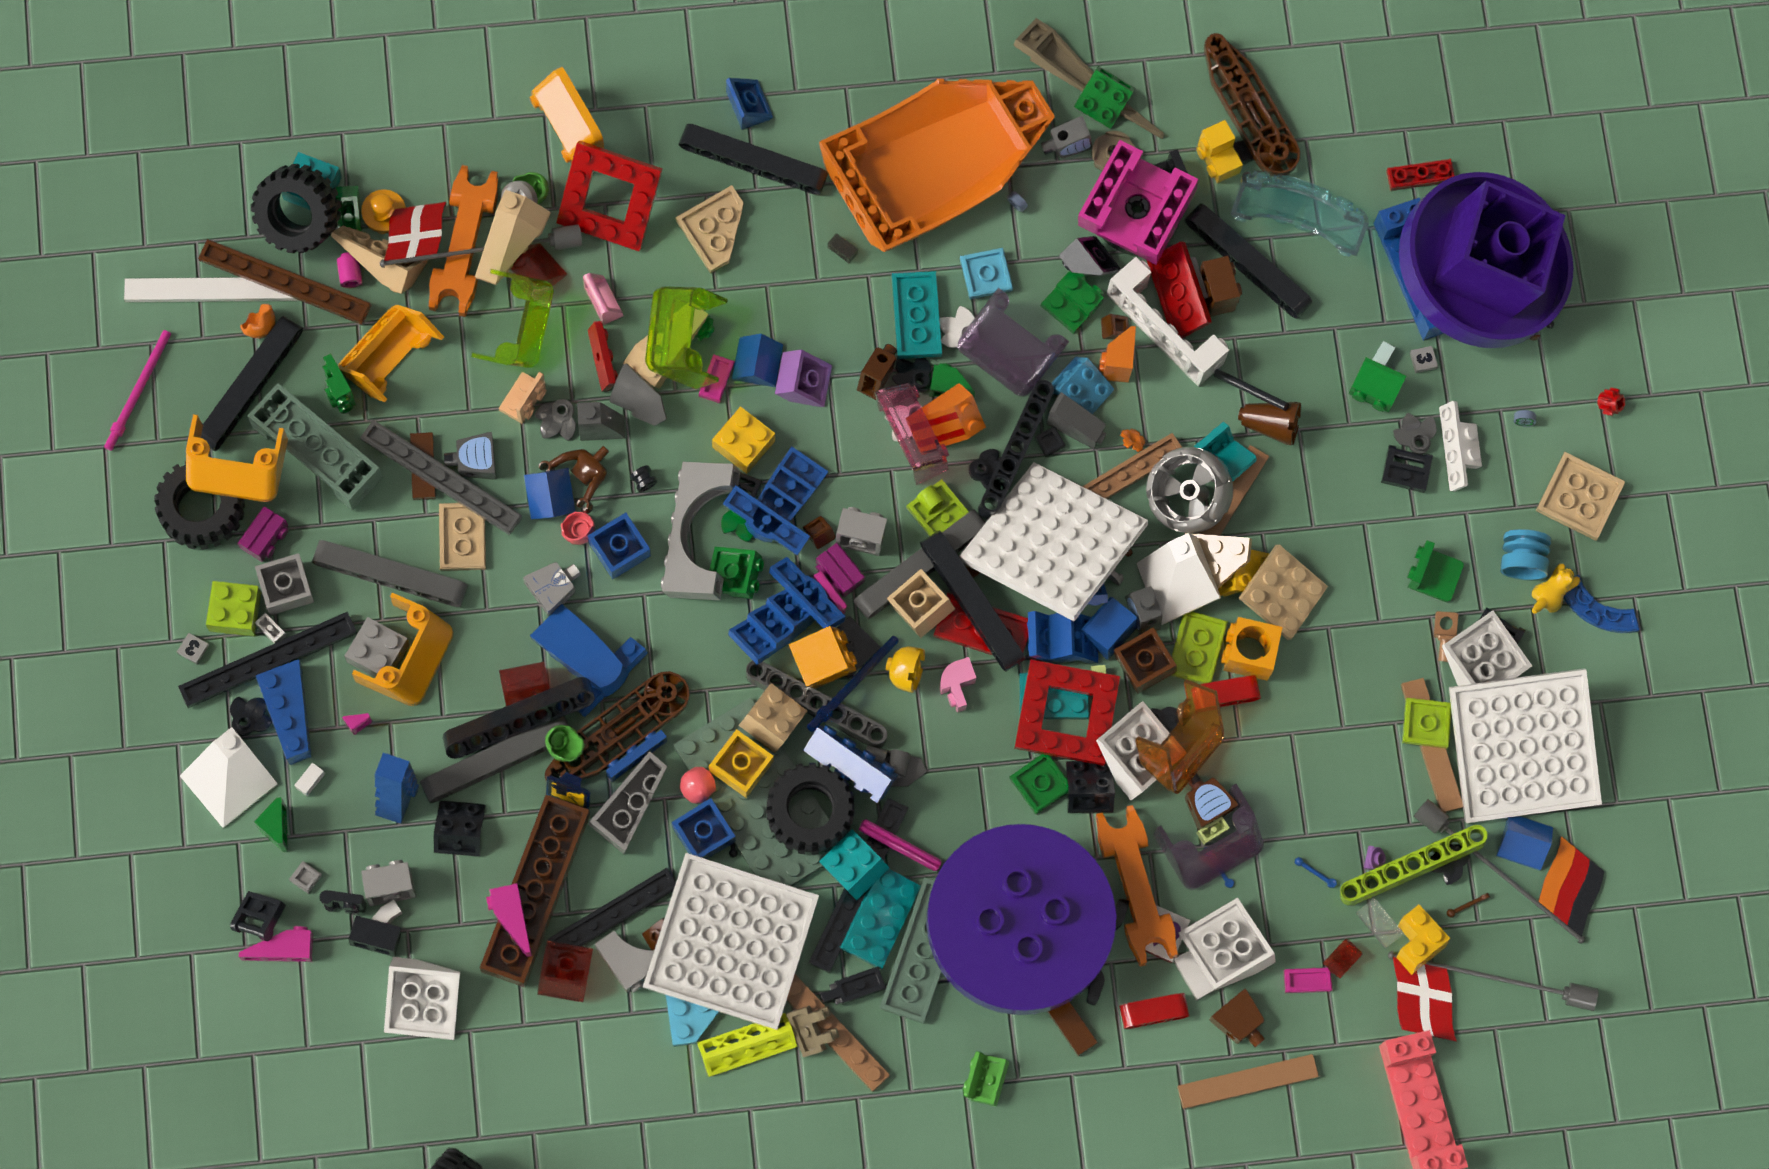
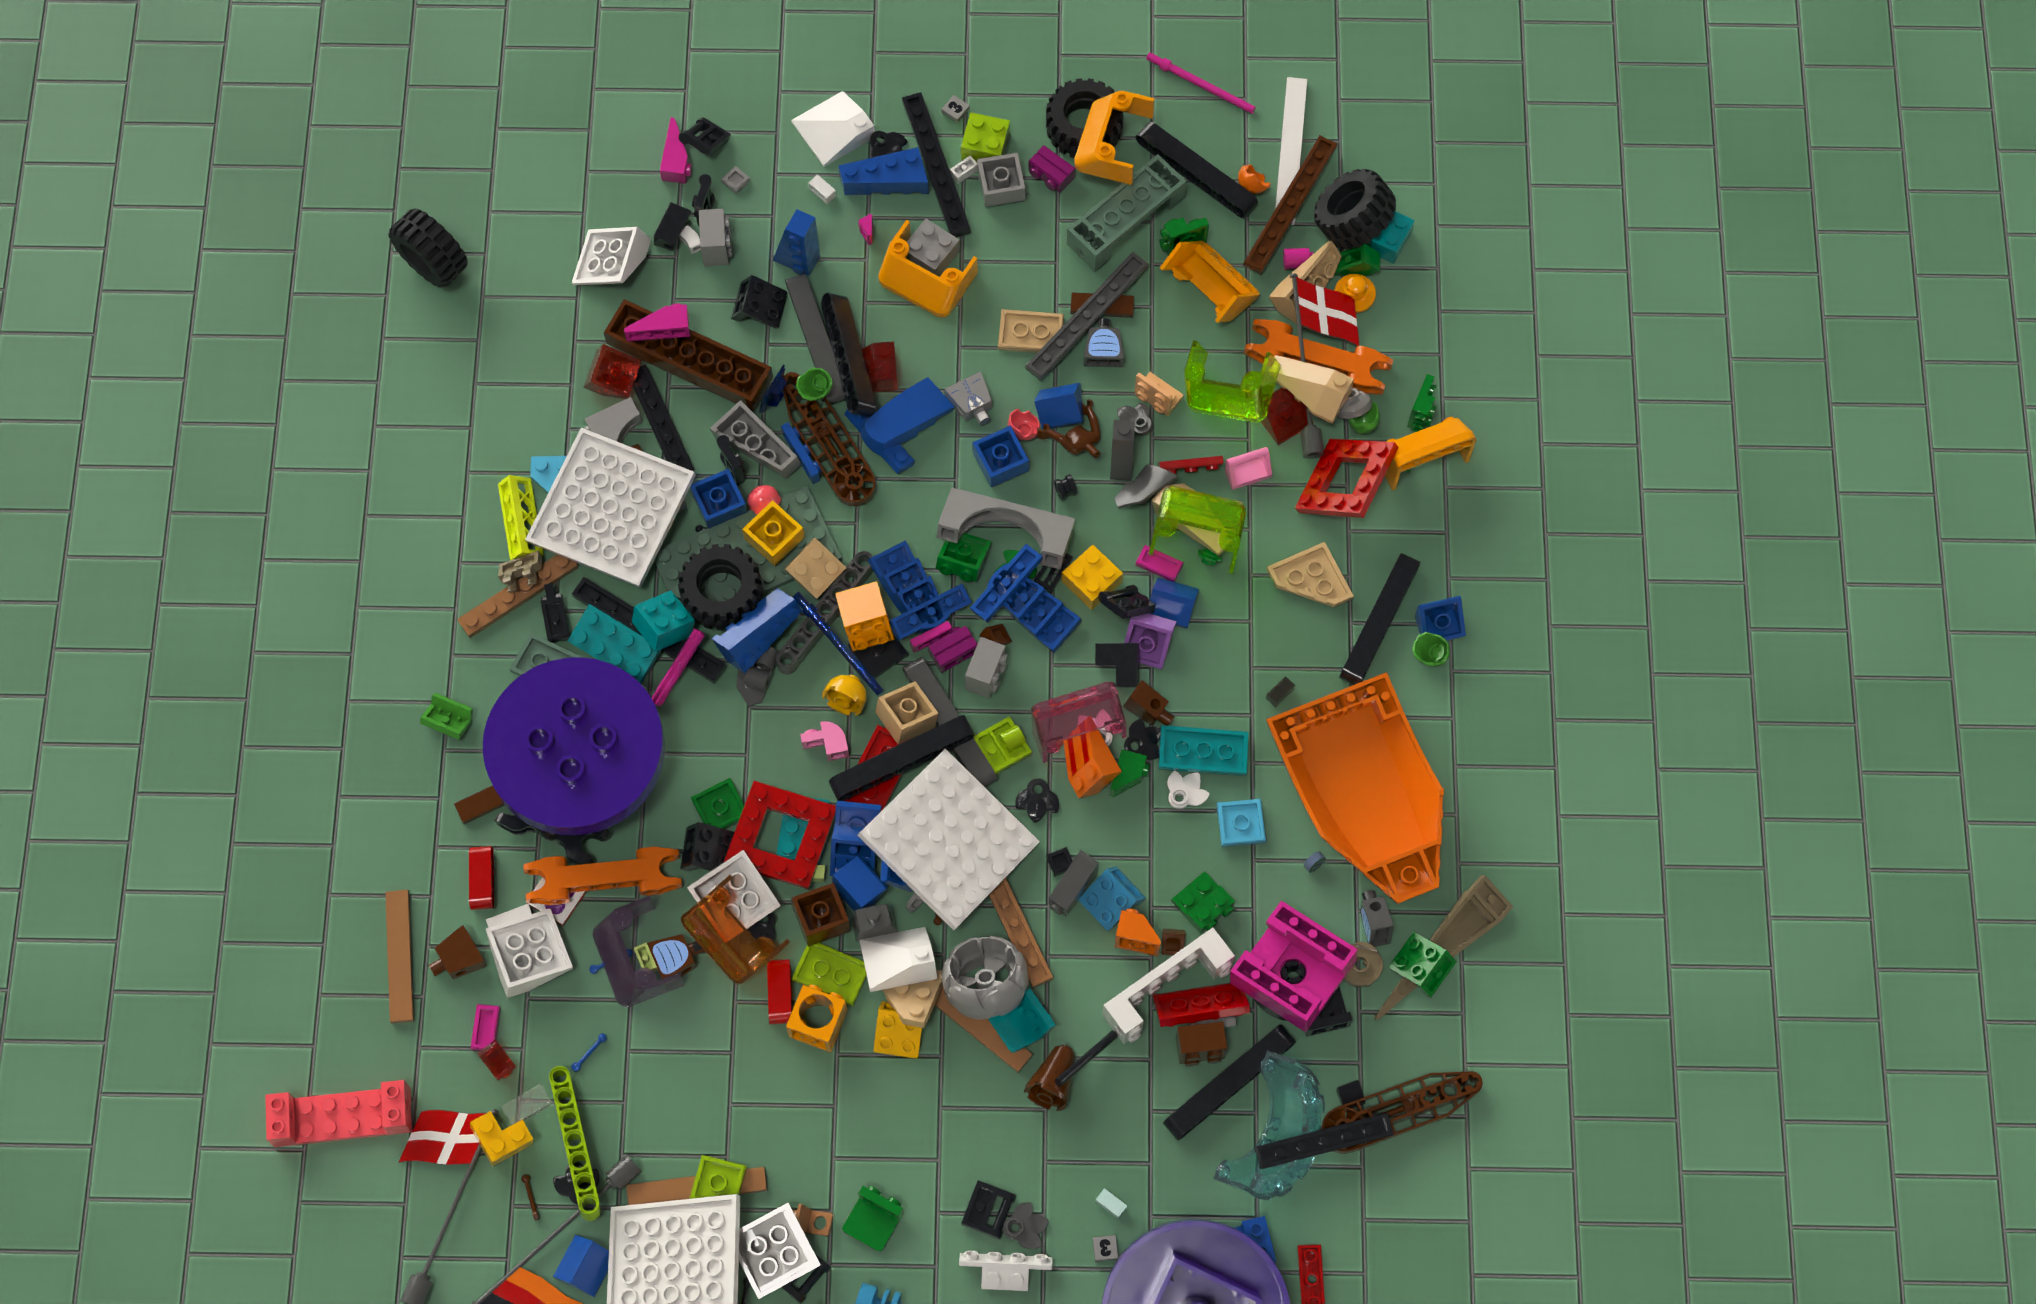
camera: 105 degrees right, 5 degrees down
(274, 823) = (781, 154): green slope -> none
(389, 573) = (1001, 267): dark grey beam -> none
(518, 132) = (1423, 408): none -> green plate
(663, 820) = (730, 460): none -> black plate
(775, 395) = (1132, 606): none -> black plate
(782, 106) = (1431, 649): none -> bright green hair
(827, 400) = (1125, 658): none -> black tile
(1007, 348) = (1154, 825): clear purple windscreen -> none
(1020, 440) = (1047, 813): black beam -> none
(1088, 256) = (1241, 917): slope -> none
(1133, 438) = (1051, 940): orange plant -> none
(1218, 152) = (1354, 1065): yellow brick -> none
(1283, 591) = (872, 1060): tan plate -> none
(1297, 167) = (1323, 1141): none -> black tile
(1374, 858) = (591, 1111): medium lavender plate -> none
(1377, 385) = (1077, 1189): green slope -> none

